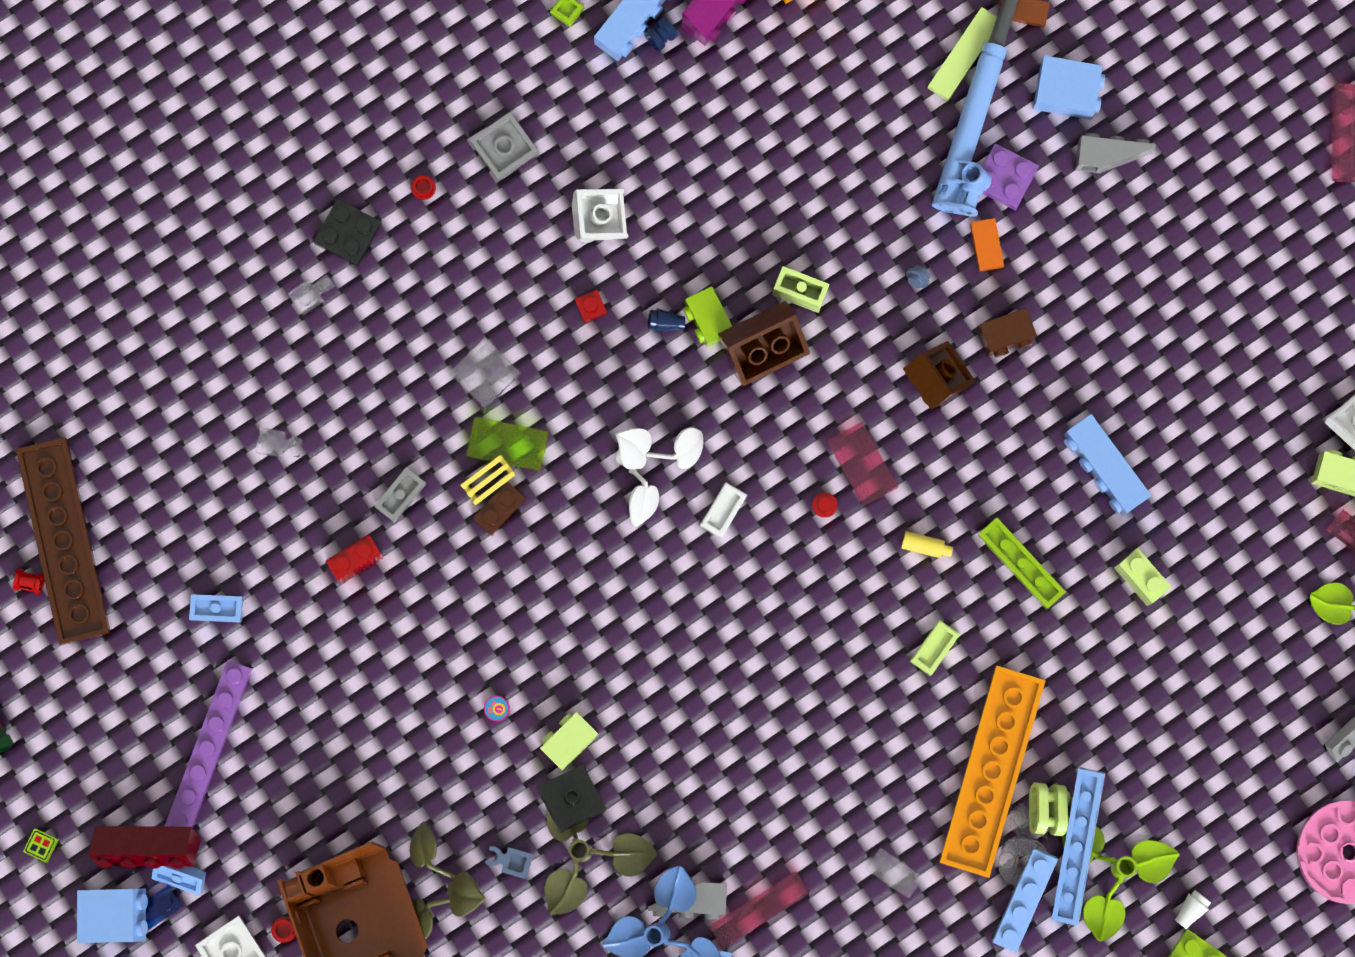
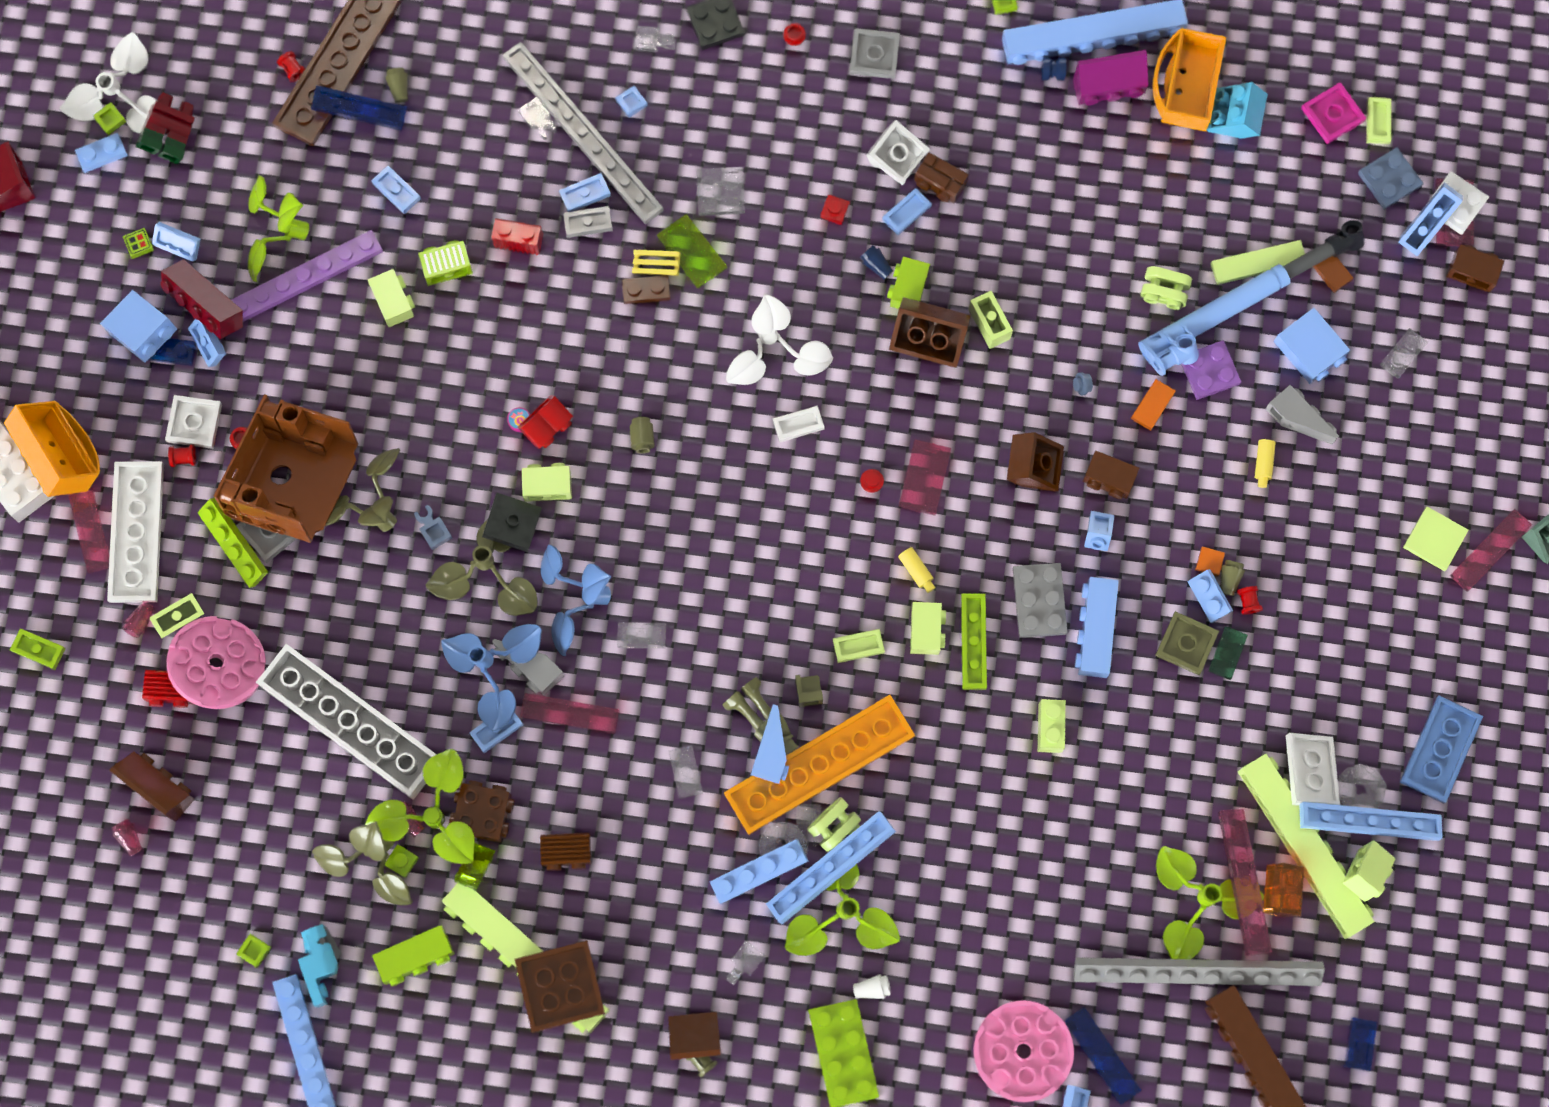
camera: 45 degrees right, 5 degrees down
(72, 816) = (176, 241): none -> light blue plate
(121, 568) = (358, 108): none -> clear blue plate
(133, 518) = (398, 84): none -> olive cone
(158, 715) = (286, 224): none -> lime plant
(298, 702) = (391, 298): none -> yellowish green brick
(315, 633) = (445, 262): none -> lime brick
(325, 423) = (583, 133): none -> light grey plate
(341, 361) = (631, 101): none -> light blue tile
(375, 473) = (584, 193): none -> light blue plate
(522, 692) = (546, 422): none -> red brick
(608, 632) = (641, 435): none -> olive brick
(649, 257) = (907, 211): none -> light blue tile
(653, 205) = (941, 178): none -> reddish brown brick
(693, 796) = (593, 592): none -> medium blue plant
(757, 795) = (641, 635): none -> clear plate
(907, 152) = (1155, 294): none -> yellowish green brick
(929, 719) = (808, 690): none -> olive panel
(931, 780) = (738, 703): none -> olive piece
(953, 801) = (771, 752): none -> light blue slope
(976, 586) = (926, 628): none -> yellowish green brick
(1038, 385) = (1099, 531): none -> light blue bracket
(1041, 483) = (1039, 600): none -> light grey plate
(1114, 215) = (1264, 462): none -> light yellow cylinder
(1141, 30) = (1403, 353): none -> clear plate
(1143, 333) = (1211, 560): none -> orange tile
(1169, 362) = (1210, 596): none -> light blue plate
(1171, 332) = (1231, 576): none -> olive cone
(1184, 416) = (1187, 643): none -> olive plate
(1202, 338) = (1249, 600): none -> red bush
(1222, 395) = (1227, 653): none -> clear green plate
(1296, 160) = (1435, 538): none -> yellowish green tile

